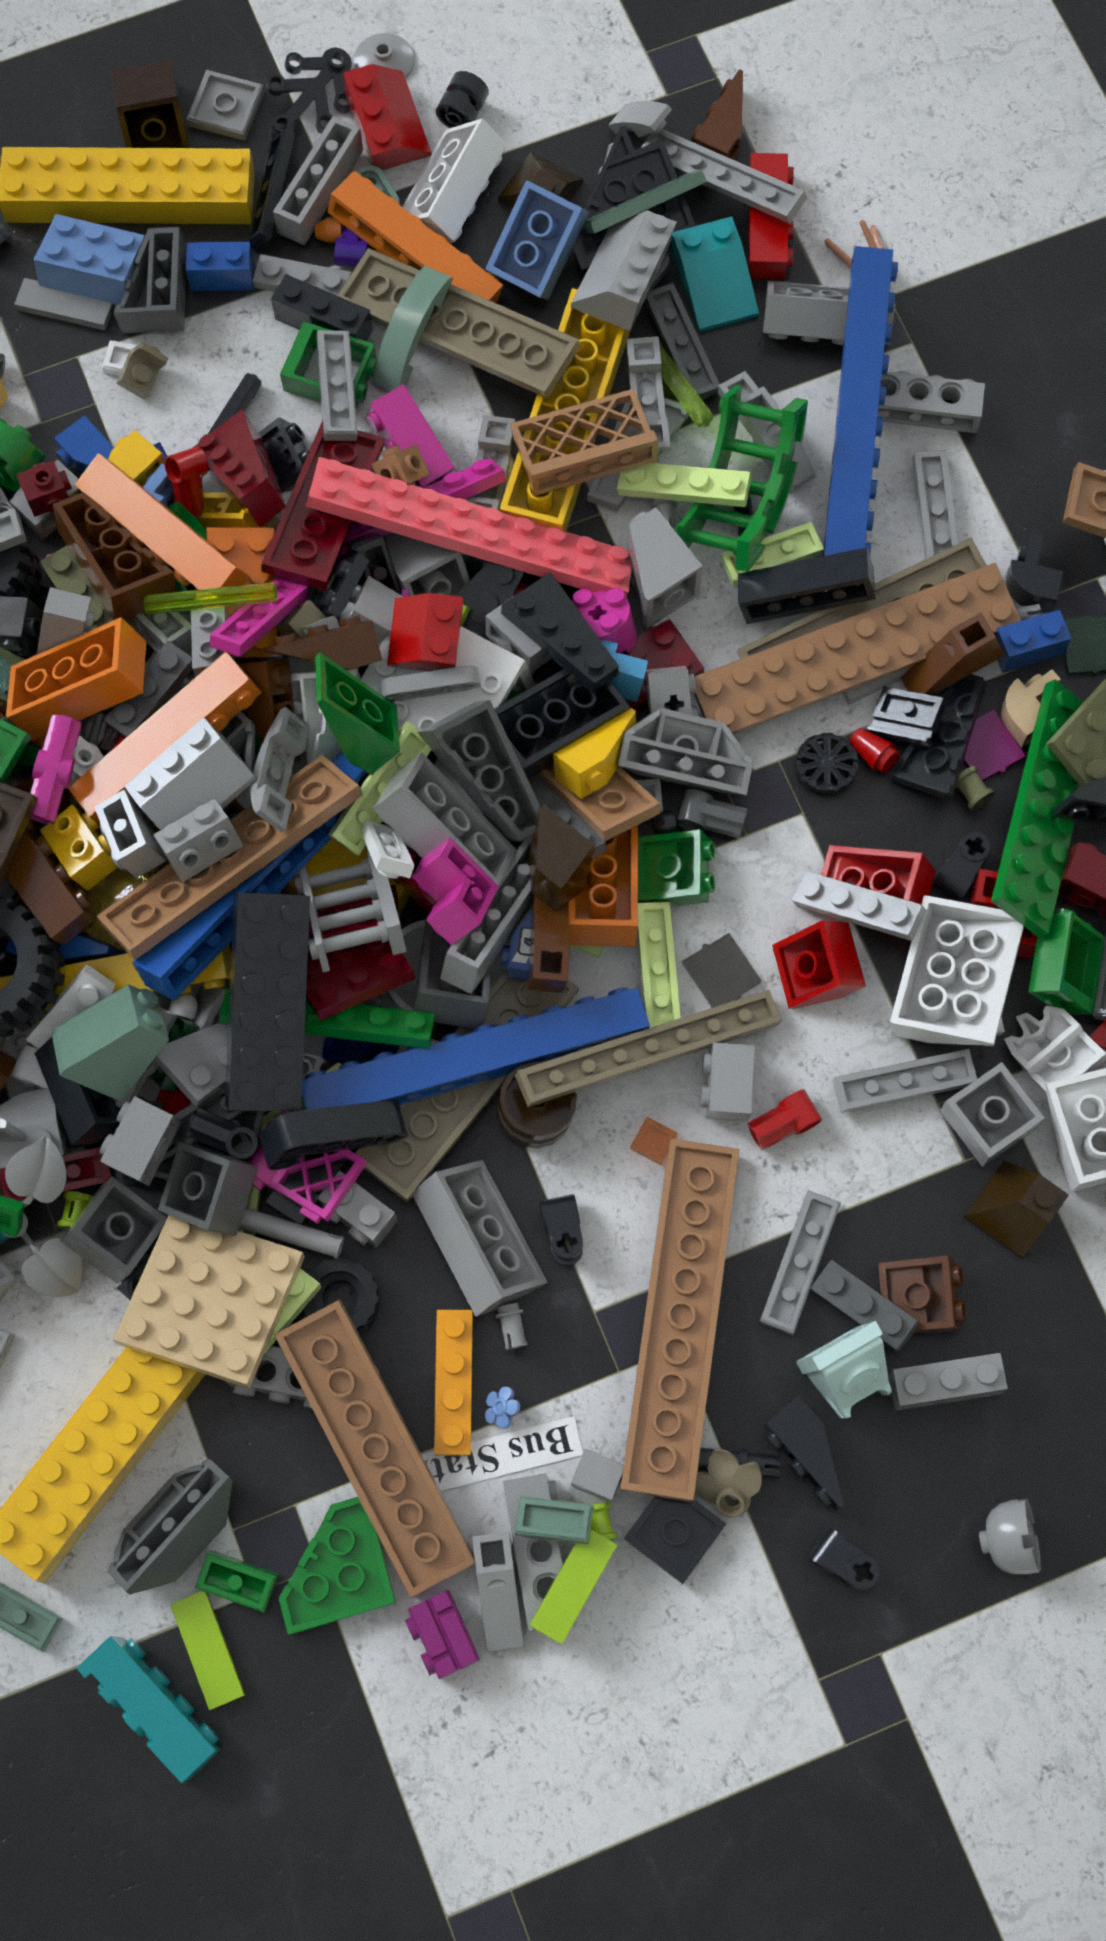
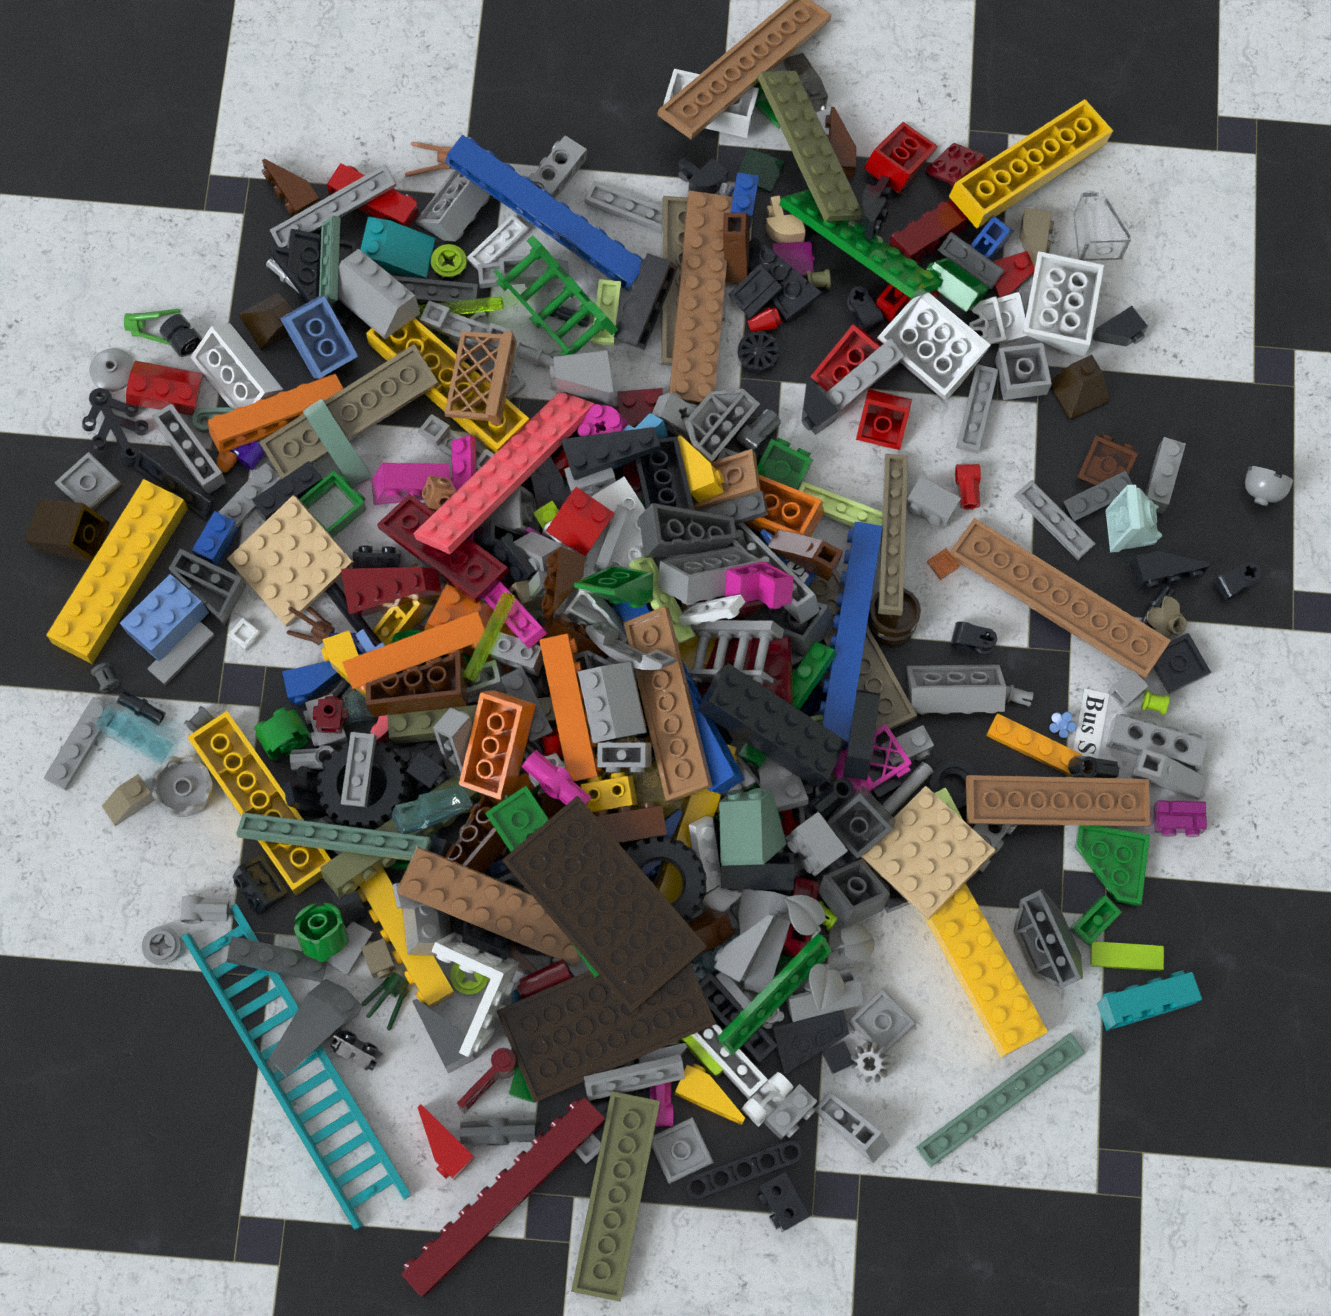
camera: 70 degrees left, 0 degrees up
(141, 369) = (263, 624): dark tan bracket -> none
(166, 432) = (319, 630): none -> reddish brown plant
(186, 473) = (375, 624): red piece -> none
(197, 838) = (653, 714): light grey brick -> none
(235, 357) = (290, 560): none -> tan plate
(336, 386) = (356, 504): light grey tile -> none
(454, 1480) = (1093, 767): none -> black piece
(456, 52) = (136, 321): none -> bright green plant
(554, 1520) = (1148, 720): sand green tile -> none
(558, 859) = (760, 521): dark brown slope -> none
(572, 1587) = (1188, 728): lime tile -> none
(641, 117) = (259, 234): light grey slope -> none
(686, 484) = (540, 333): yellowish green plate -> none
(721, 971) = (857, 476): clear smoke piece -> none
(729, 330) = (450, 252): none -> lime gear
(782, 871) = (817, 409): none -> black slope
(787, 384) = (498, 242): none -> white tile

